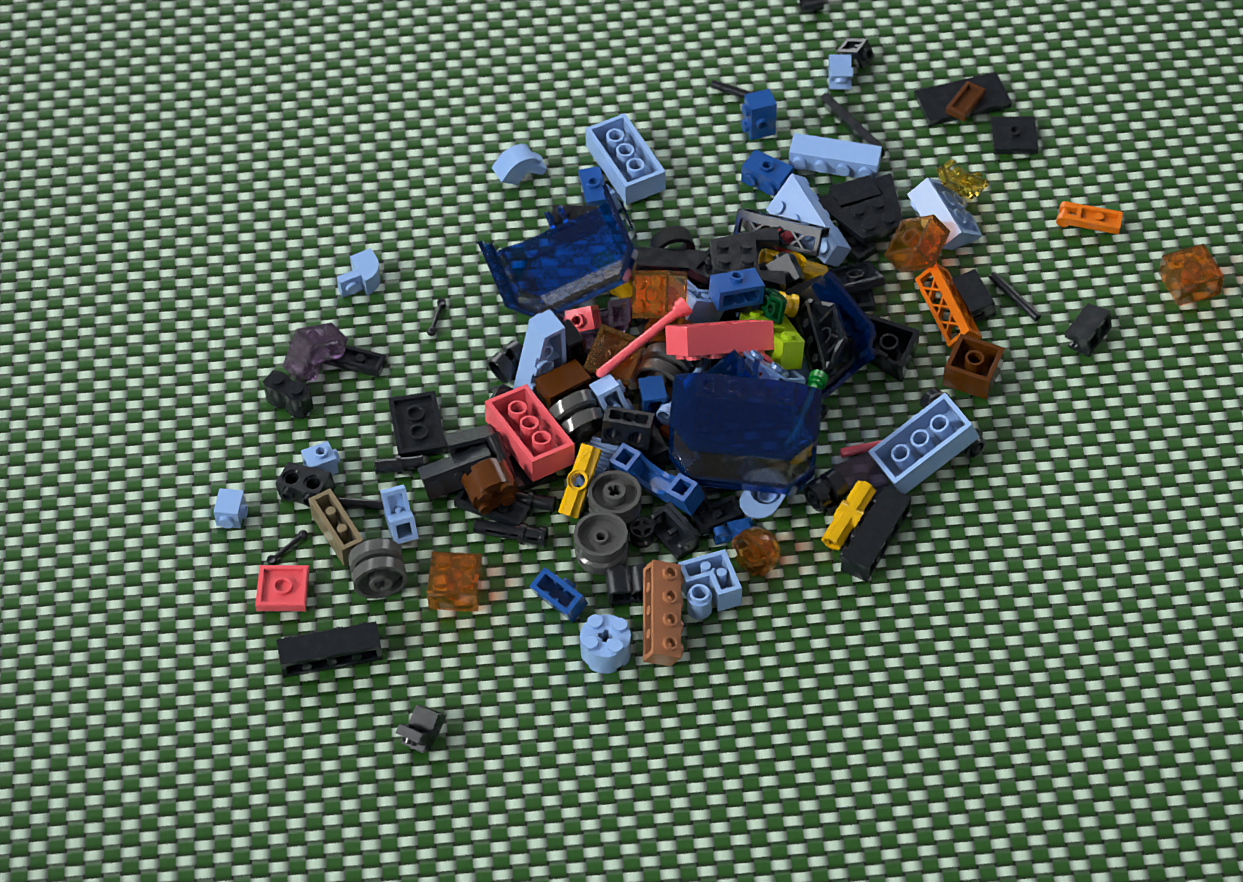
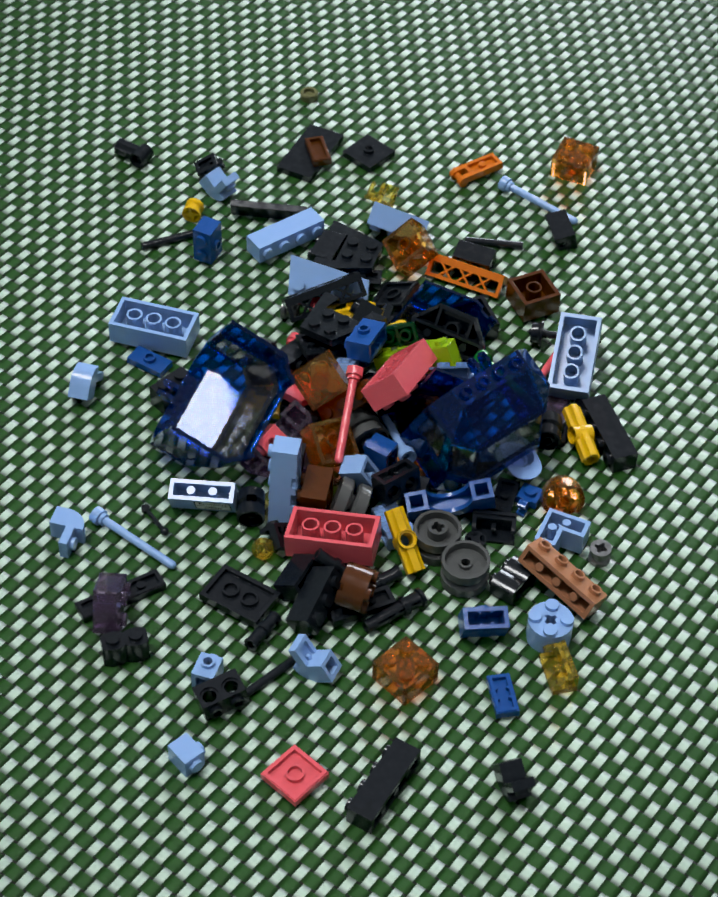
camera: 50 degrees left, 5 degrees down
(272, 559) = (258, 765): black hinge -> none
(335, 524) = (283, 702): dark tan brick -> none
(377, 568) = (350, 703): dark grey wheel -> none
(398, 282) = (100, 517): none -> light blue piece
(477, 401) = (262, 548): none -> clear yellow plate
(483, 321) = (203, 495): none -> light blue brick
(503, 663) = (502, 695): none -> blue plate
(573, 682) = (559, 668): none -> clear yellow hinge
(699, 602) = (572, 550): light blue brick -> none
(726, 627) = (599, 559): none -> flat silver wheel
(765, 172) = (255, 274): blue brick -> none
(790, 80) = (193, 210): none -> yellow wheel
(1034, 43) = (309, 94): none -> olive tile
(1098, 251) = (507, 185): none -> light blue piece

